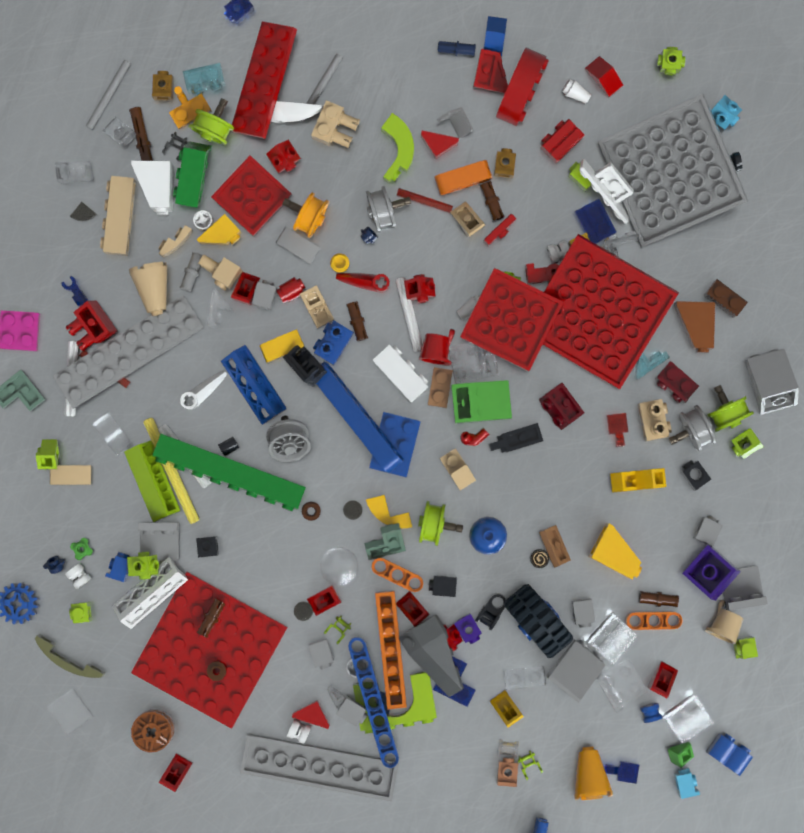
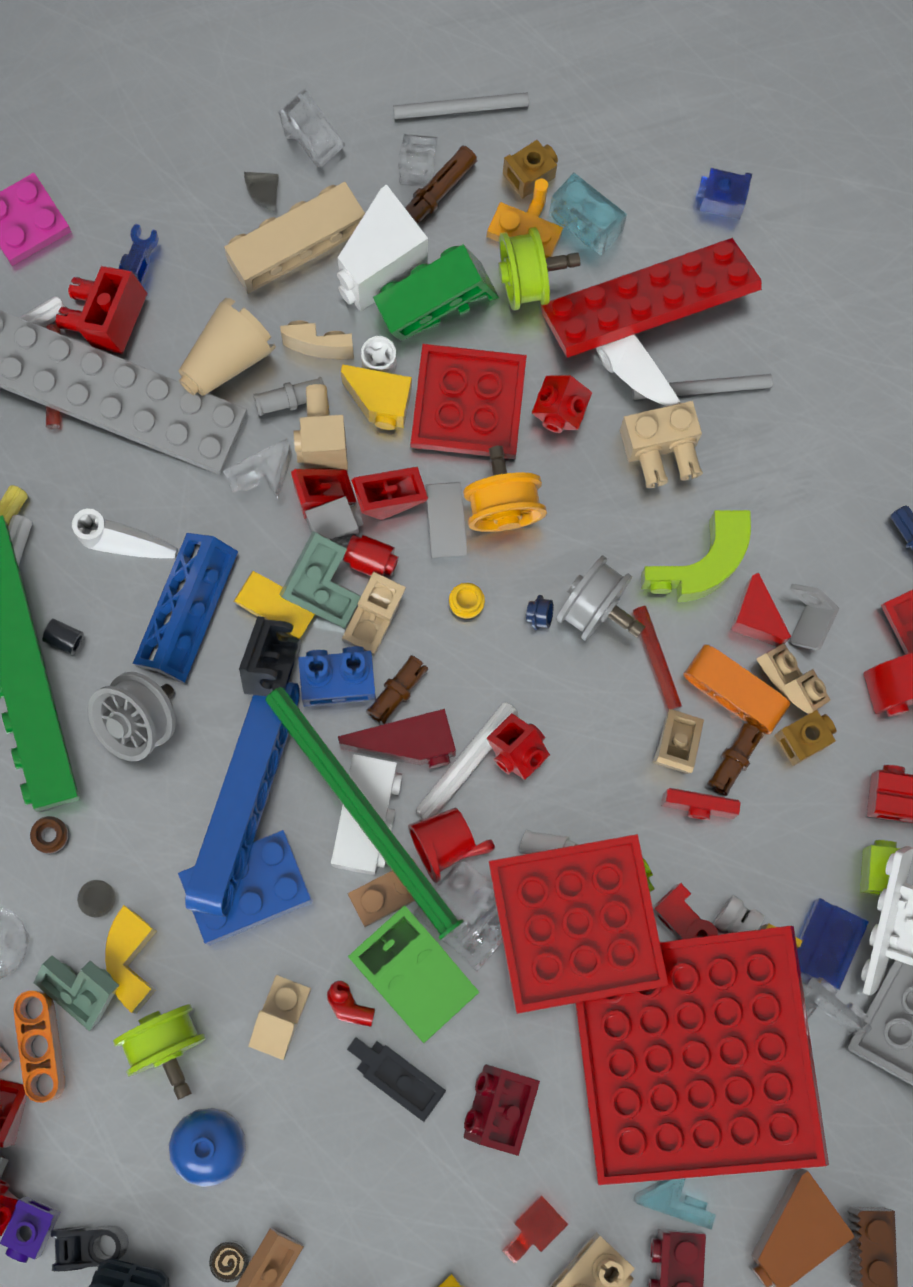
camera: 45 degrees right, 10 degrees down
(174, 136) = (470, 234): dark grey piece -> none
(269, 260) = (389, 492): none -> red slope
(287, 324) = (311, 582): none -> sand green plate
(364, 281) = (468, 659): red piece -> none
(383, 331) = (411, 740): none -> dark red slope
(400, 373) = (363, 812): none -> green axle
(443, 586) = (71, 1135): black brick -> none
(483, 150) = (801, 689): none -> tan slope

